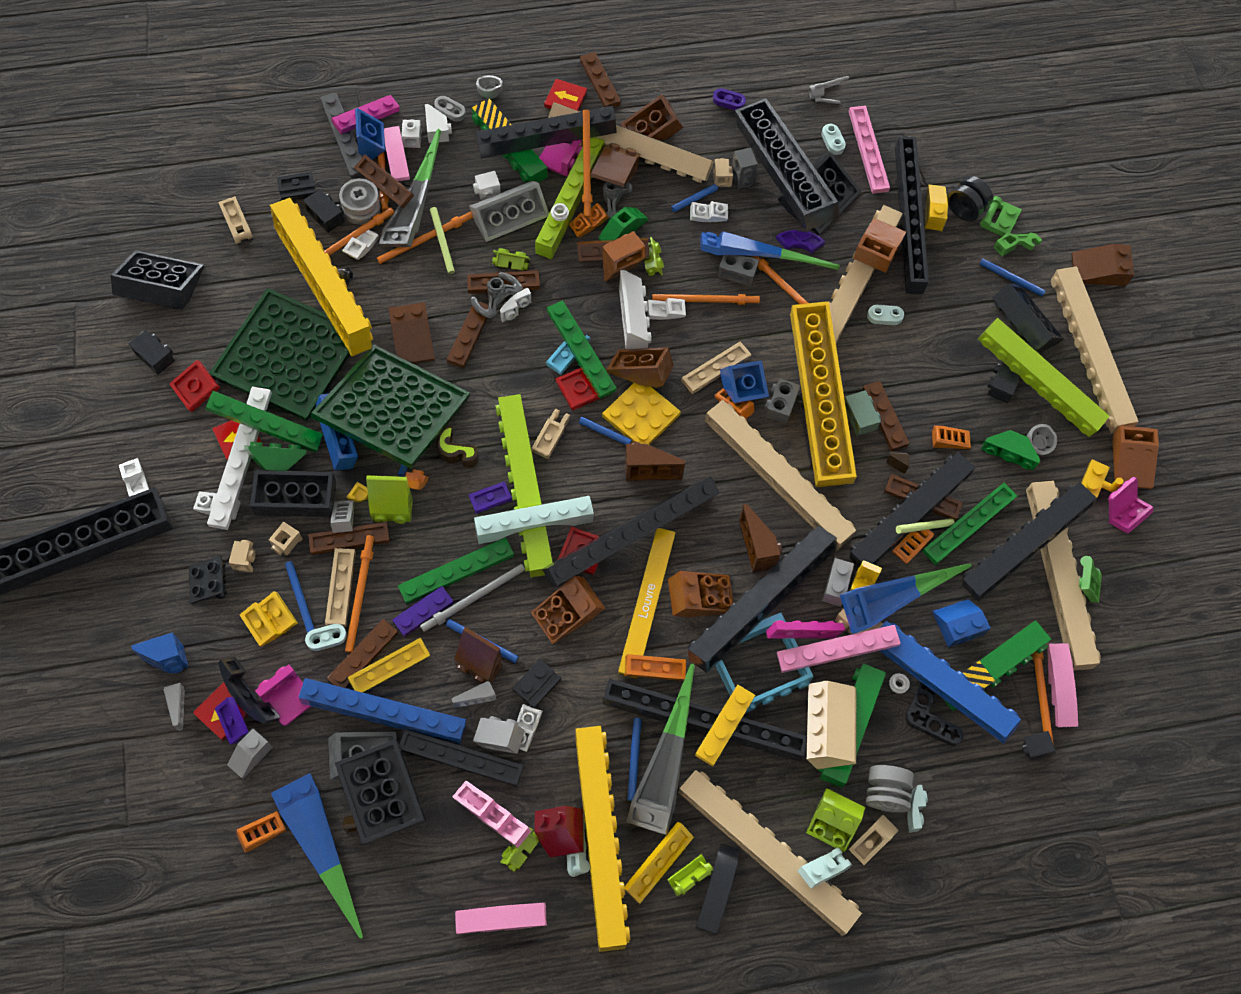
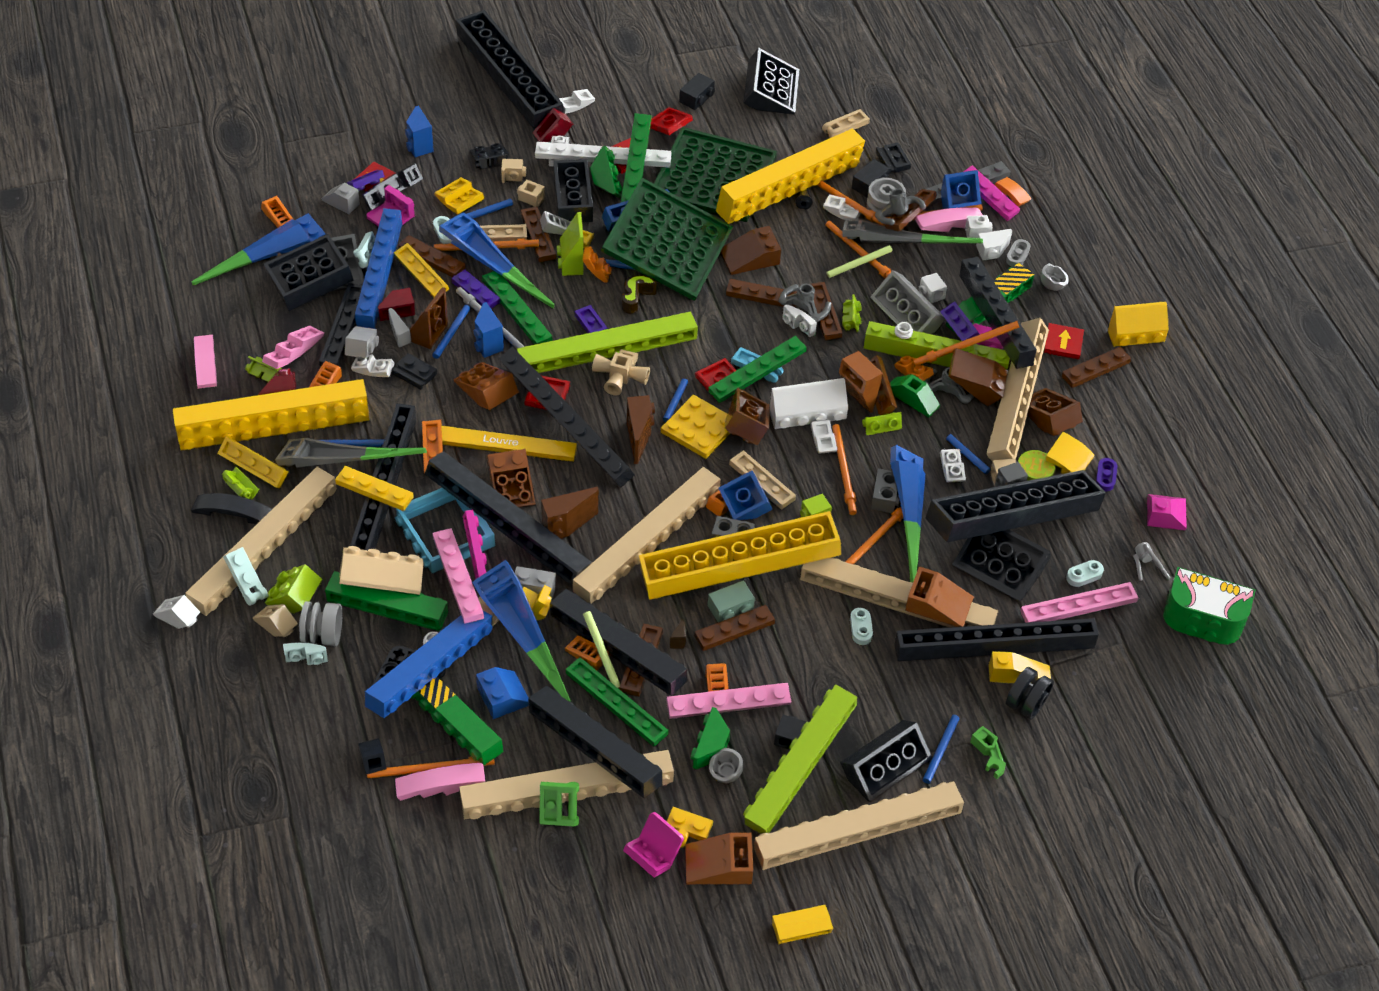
camera: 85 degrees right, 15 degrees down
(175, 701) = (383, 150): light grey slope -> none
(178, 507) = (553, 124): none -> dark red slope
(354, 723) = (365, 249): none -> light aqua plate
(362, 603) = (470, 238): none -> blue plate
(364, 94) = (1013, 190): none -> orange slope
(386, 188) = (898, 205): none -> dark grey piece
(437, 693) = (400, 301): none -> dark red slope
(500, 599) = (488, 332): none -> blue slope
(548, 776) = (327, 370): none -> orange slope
(550, 435) = (665, 359): tan hinge -> none
(554, 165) = (959, 322): none -> dark purple plate
(563, 35) = (1139, 324): none -> yellow slope
(565, 474) = (620, 369): none -> tan brick
(566, 512) = (577, 365): light aqua arch -> none
(705, 121) = (1069, 454): none -> yellow slope
(713, 147) = (1036, 465): none -> lime tile
(757, 328) = (815, 505): none -> lime brick
(768, 68) = (1166, 512): none -> dark pink slope
(803, 240) = (940, 550): dark purple tile -> none
(861, 946) = (177, 612): none -> white slope
(883, 59) = (1207, 607): none -> green brick
(970, 429) = (728, 700): none -> bright pink plate
(1005, 220) = (1021, 743): bright green plate -> none
(1105, 264) = (979, 843): reddish brown slope -> none
(1187, 405) = (802, 924): none -> yellow piece

